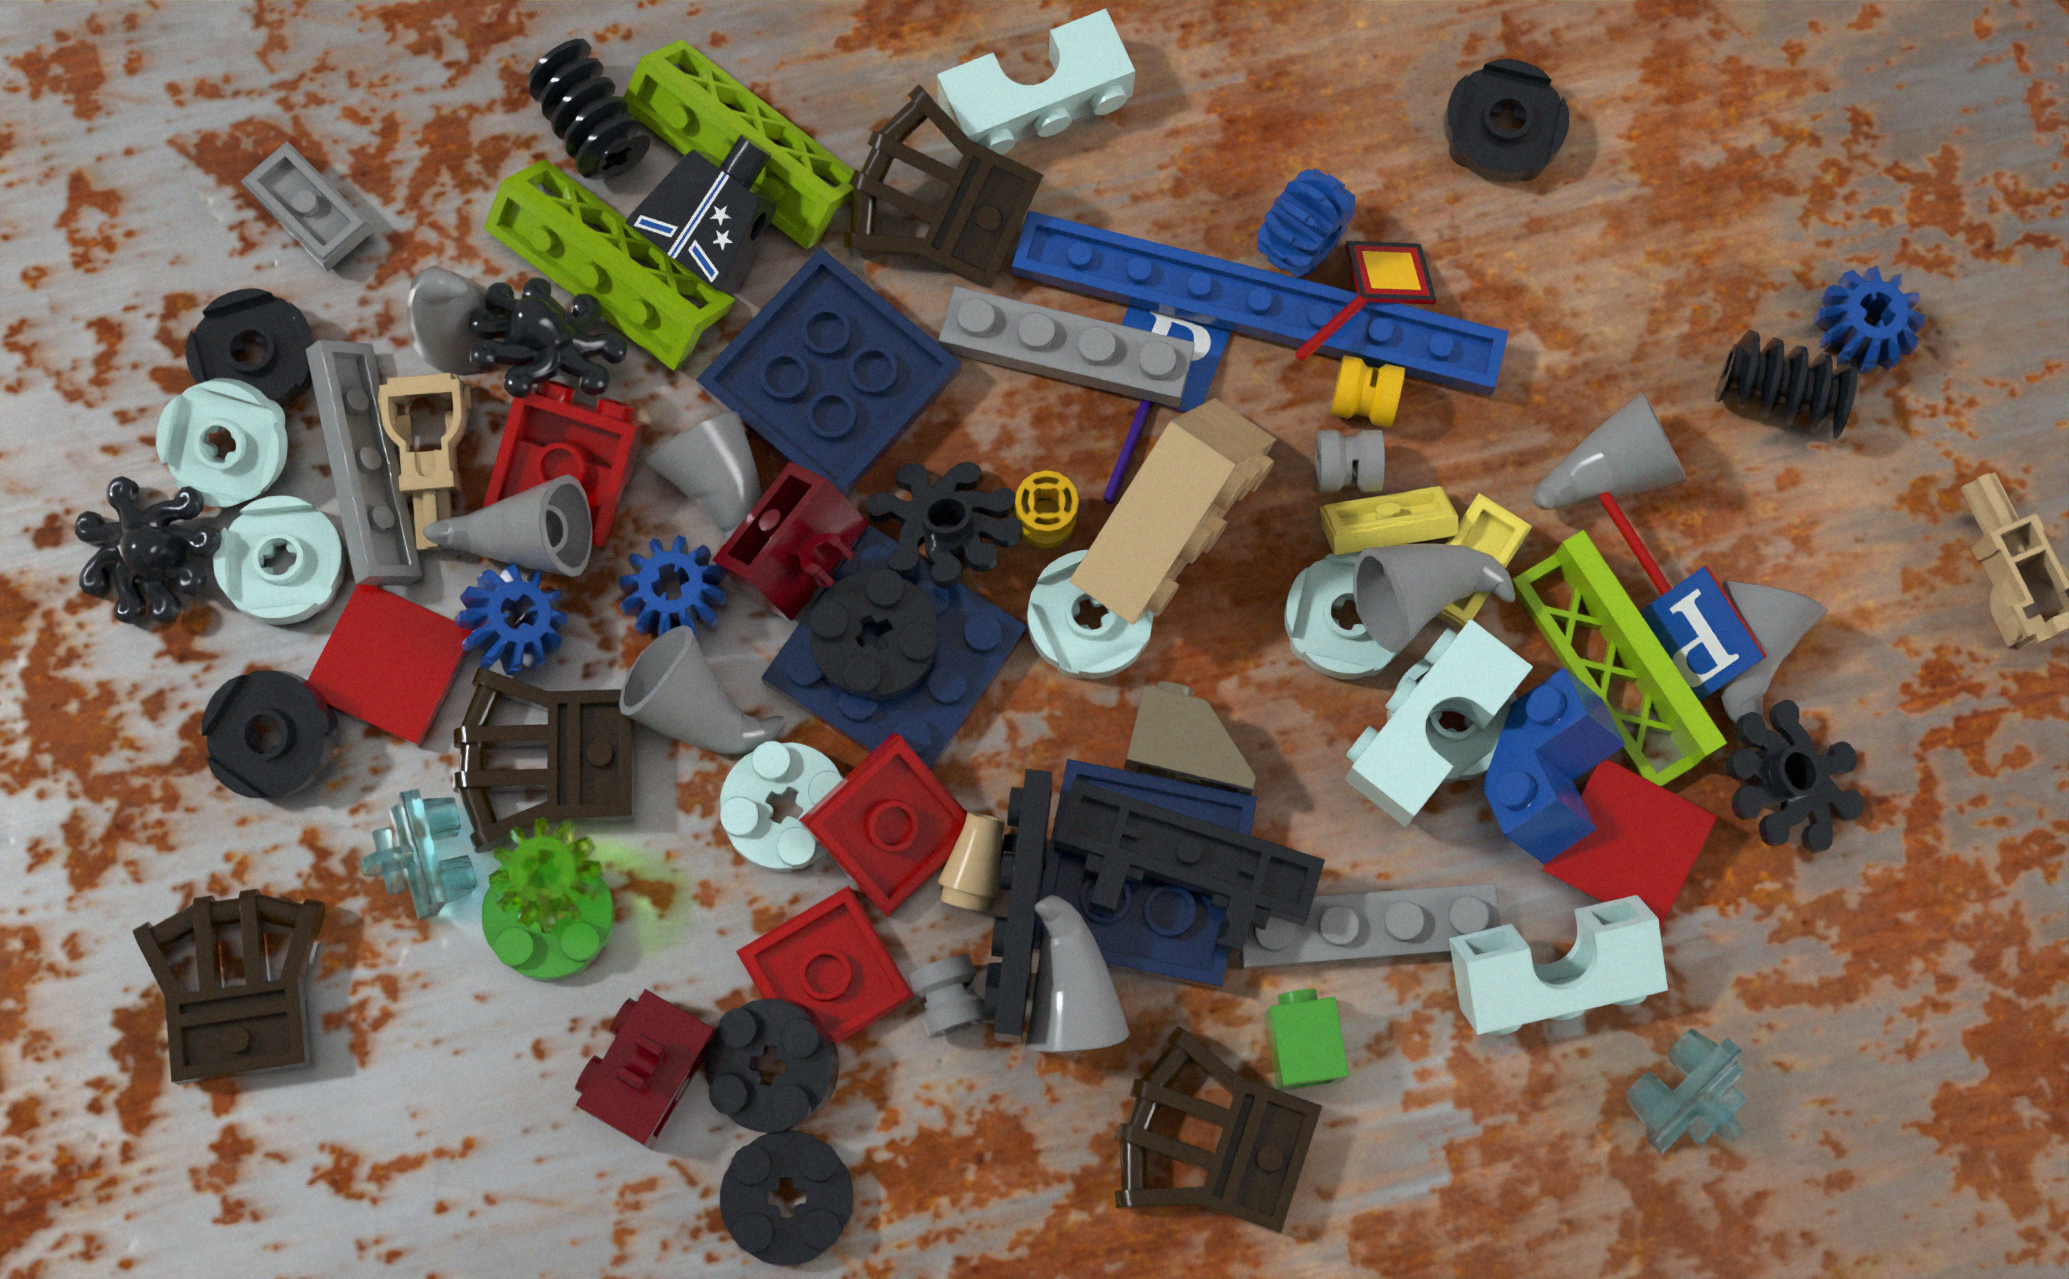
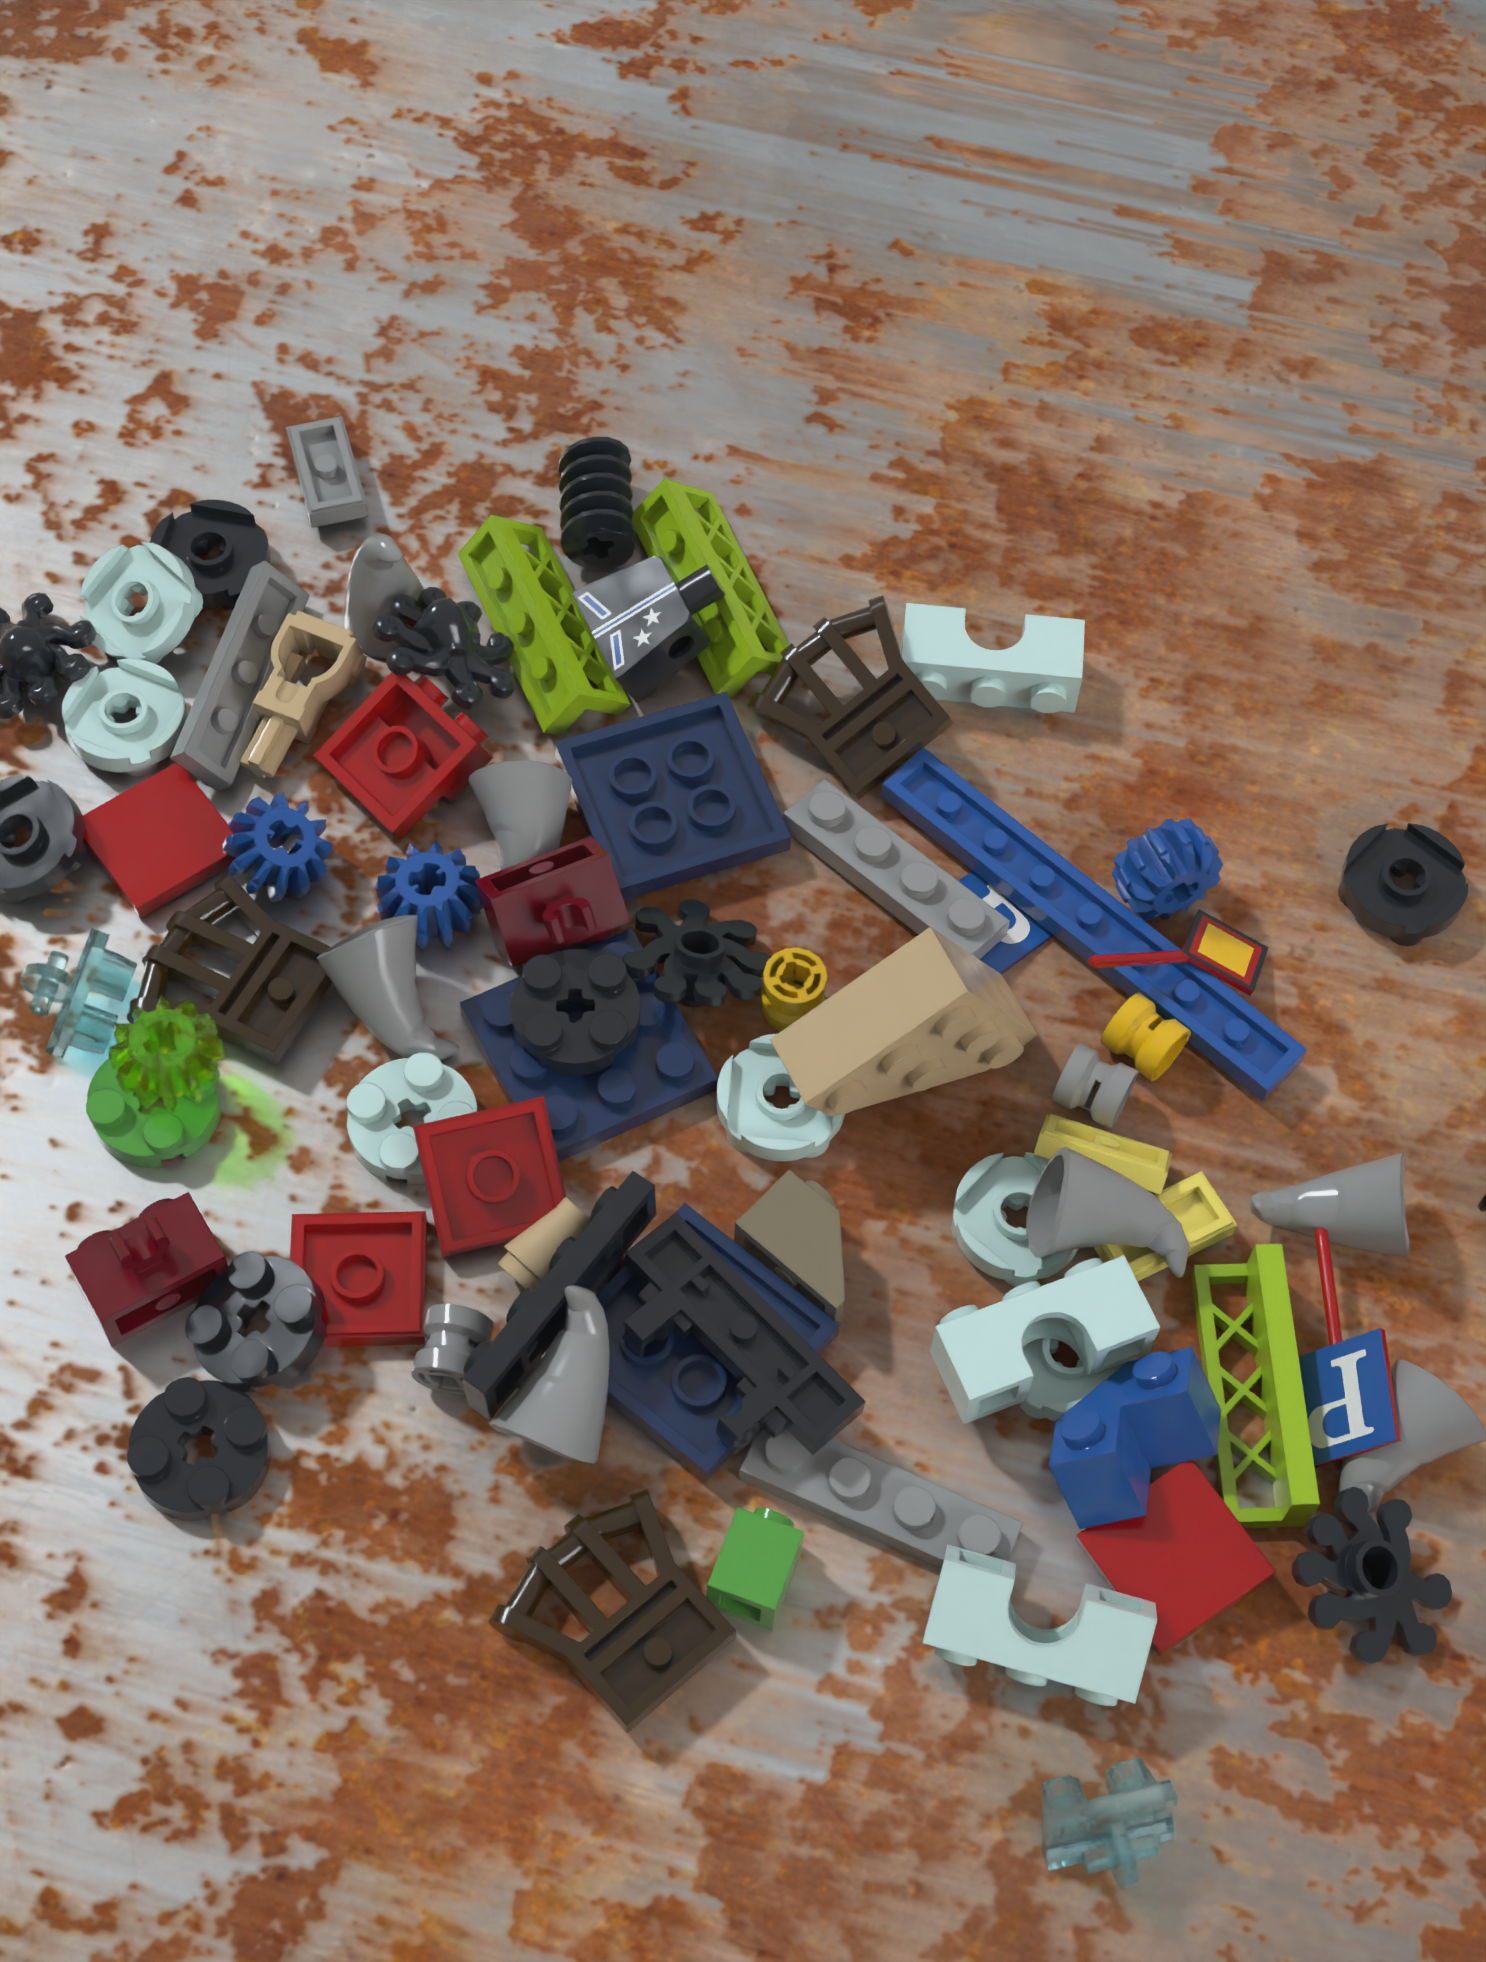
camera: 30 degrees right, 15 degrees down
(535, 529) = (345, 783): light grey hat -> none

